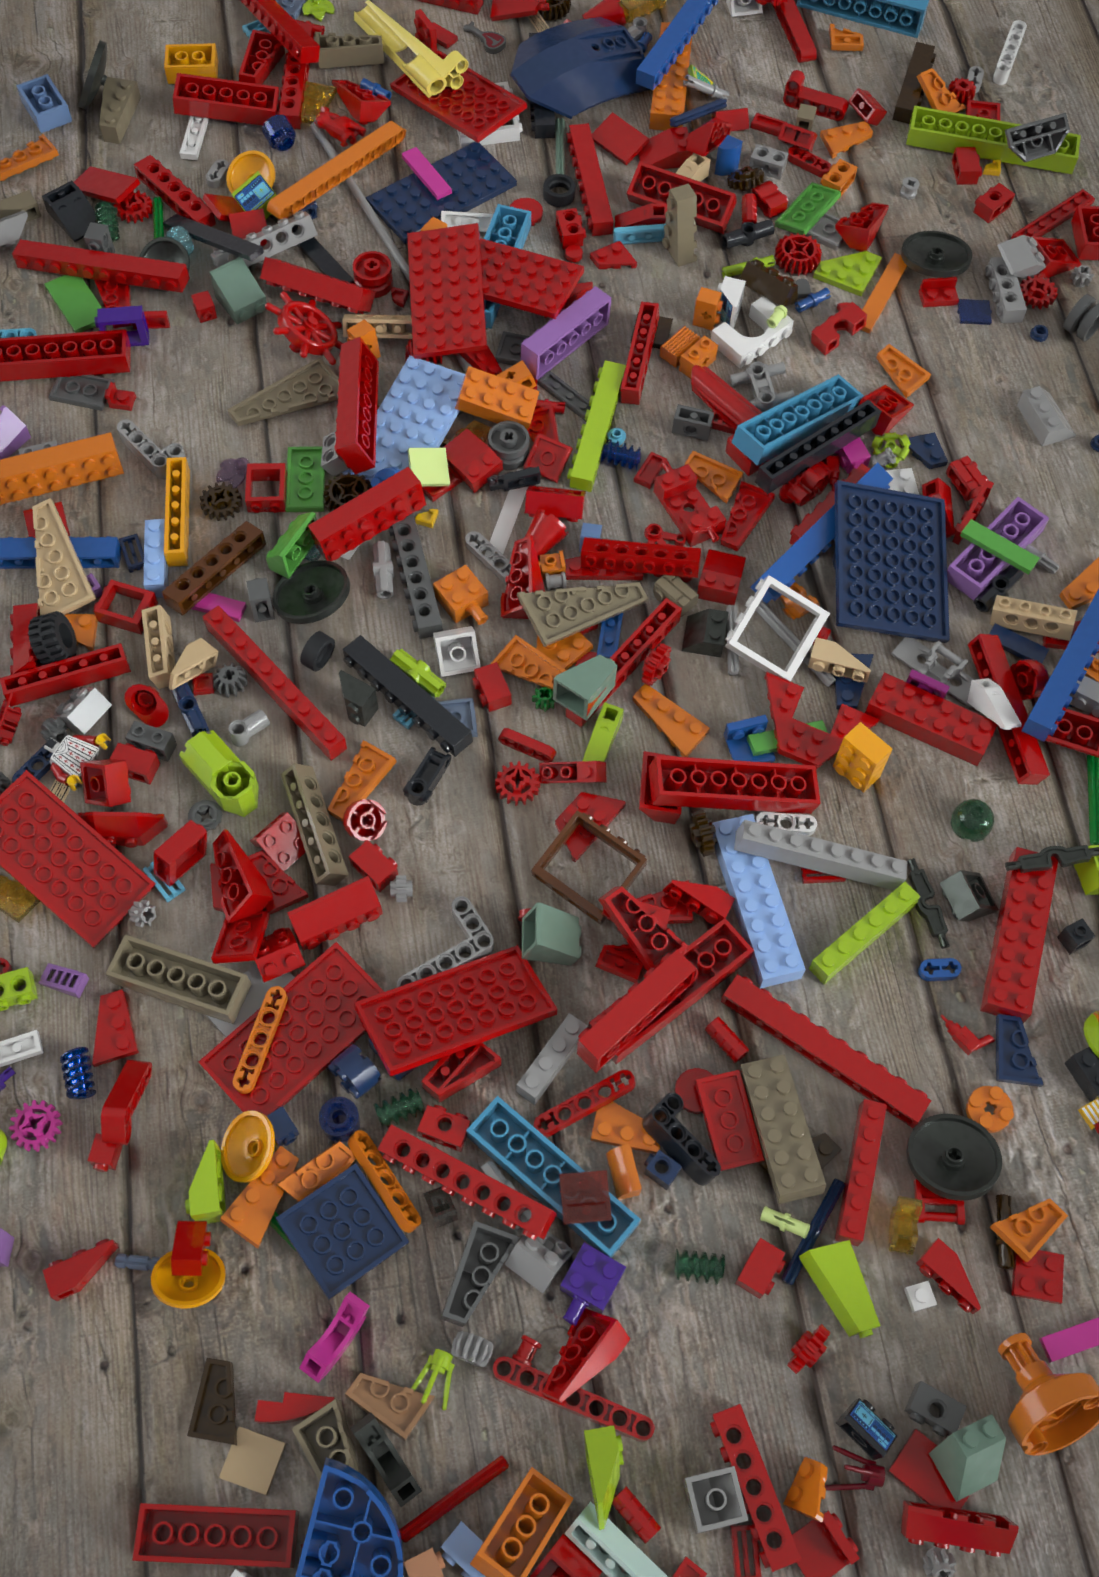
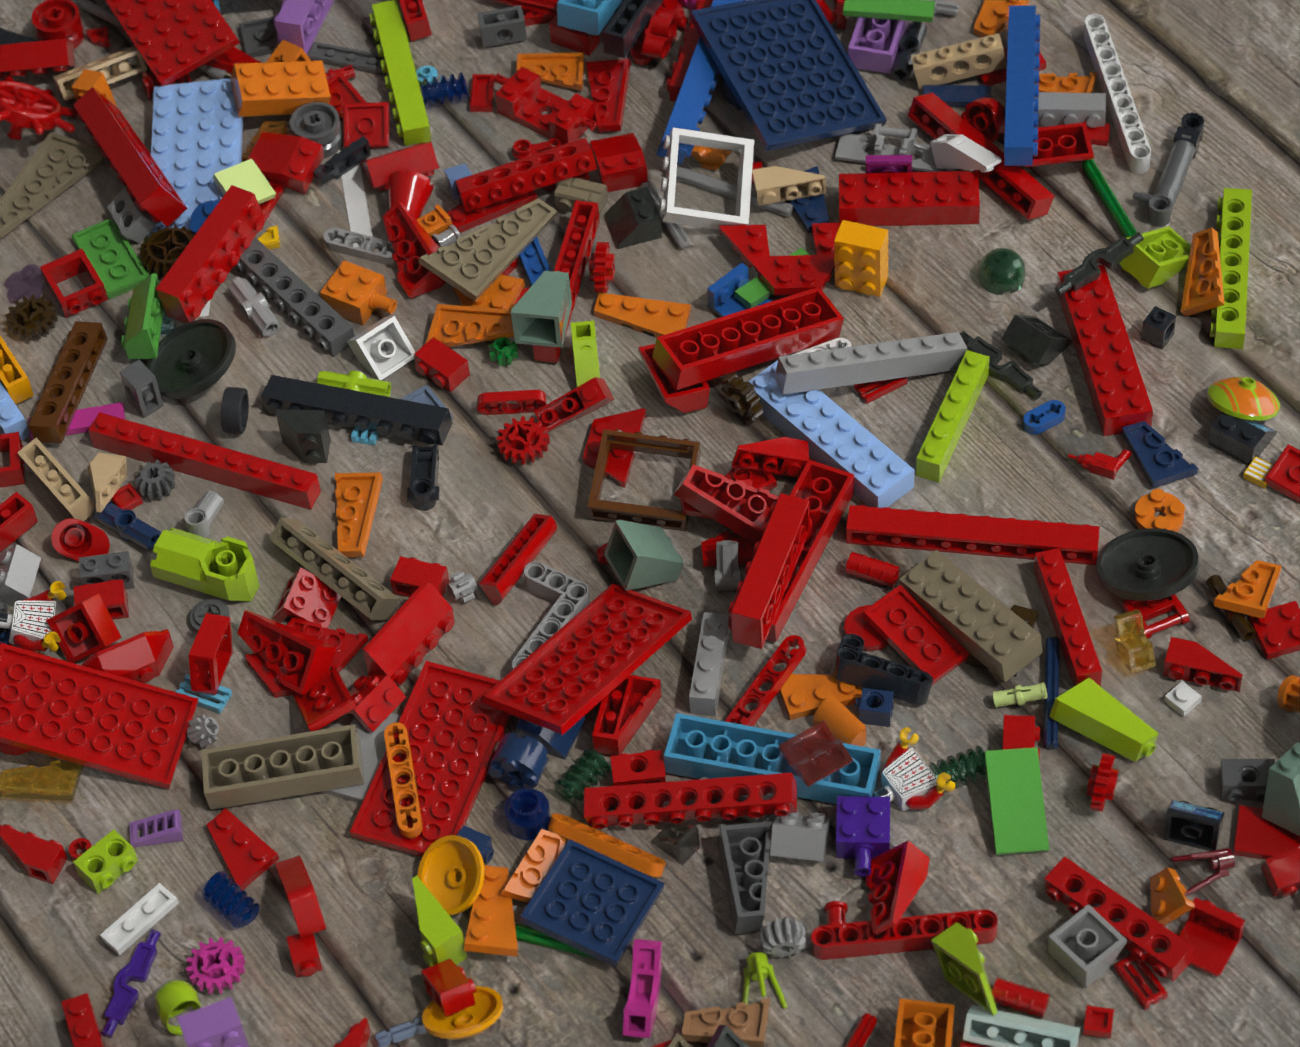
camera: 20 degrees left, 10 degrees down
(364, 820) = (385, 540): red cylinder -> none
(455, 885) = (518, 554): none -> red brick
(610, 982) = (727, 571): none -> light grey piece
(653, 1253) = (909, 779): none -> torso
(728, 1325) = (1016, 801): none -> bright green tile

